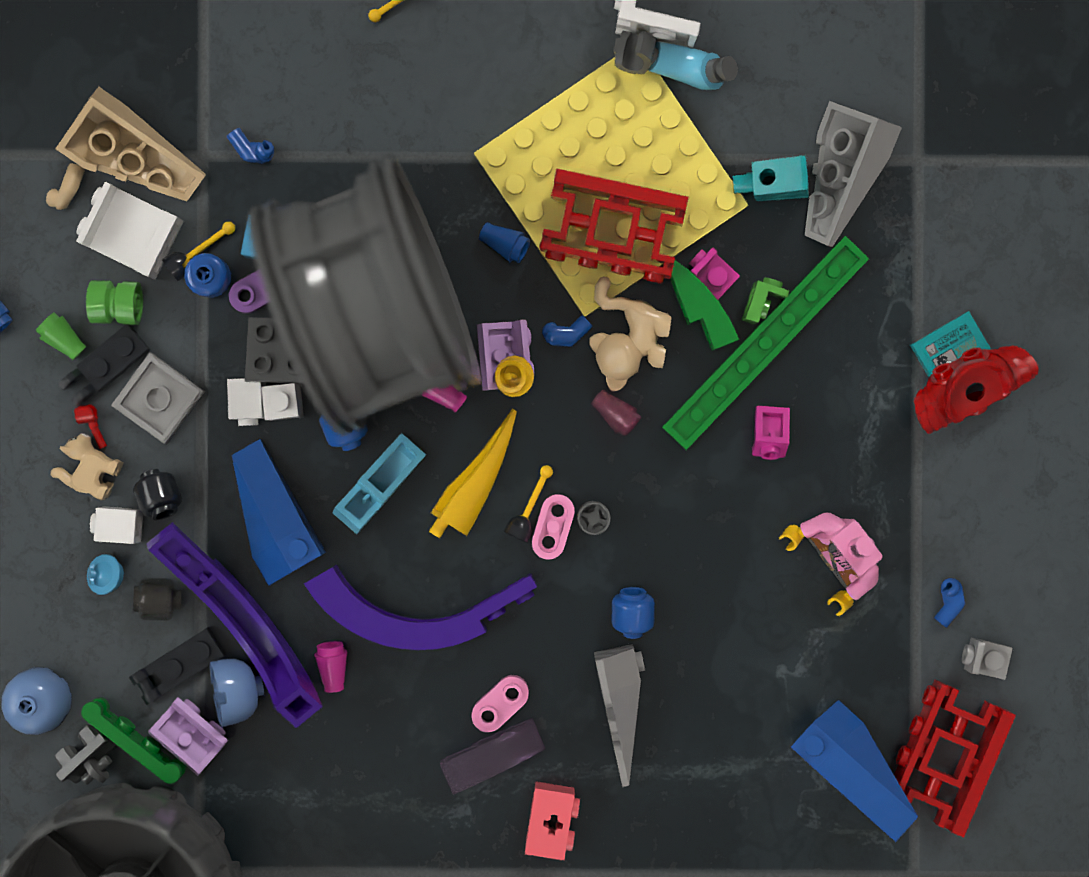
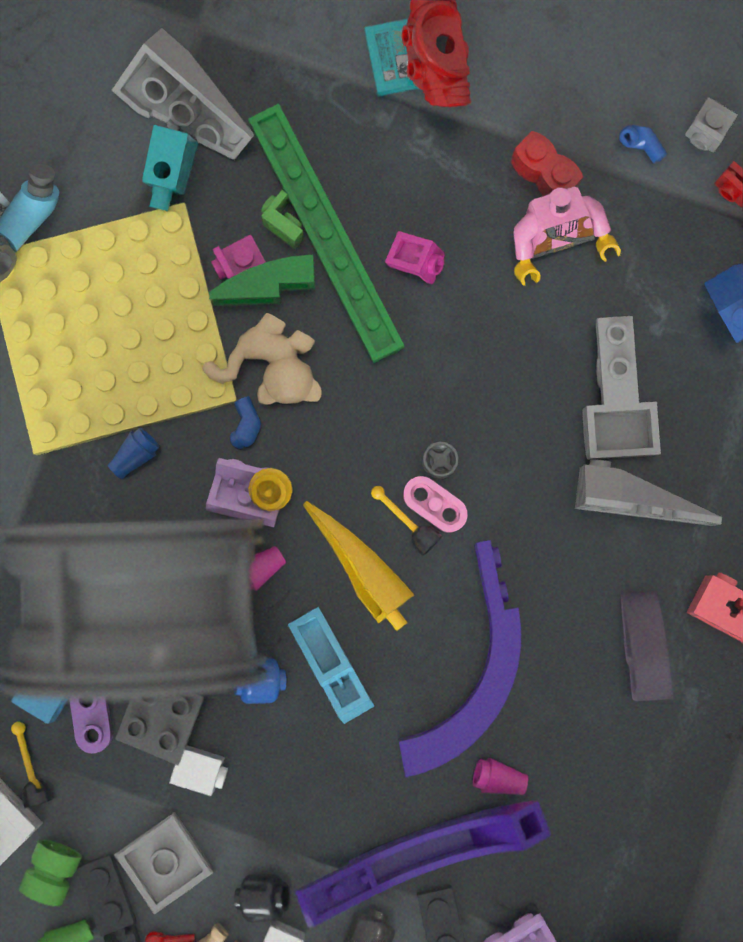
camera: 70 degrees left, 5 degrees down
(218, 274) = (46, 770): blue head -> none
(234, 690) = (491, 888): medium blue cylinder -> none
(274, 521) = (332, 786): blue wedge -> none
(282, 401) = (213, 734): white brick -> none
(499, 703) = (594, 621): bright pink plate -> none
(617, 413) = (343, 401): clear pink cone -> none
(619, 196) = (130, 322): red fence -> none
(633, 612) = (548, 454): blue head -> none
(683, 668) = (621, 423): none -> light grey plate
(896, 514) = (539, 163): none -> red brick

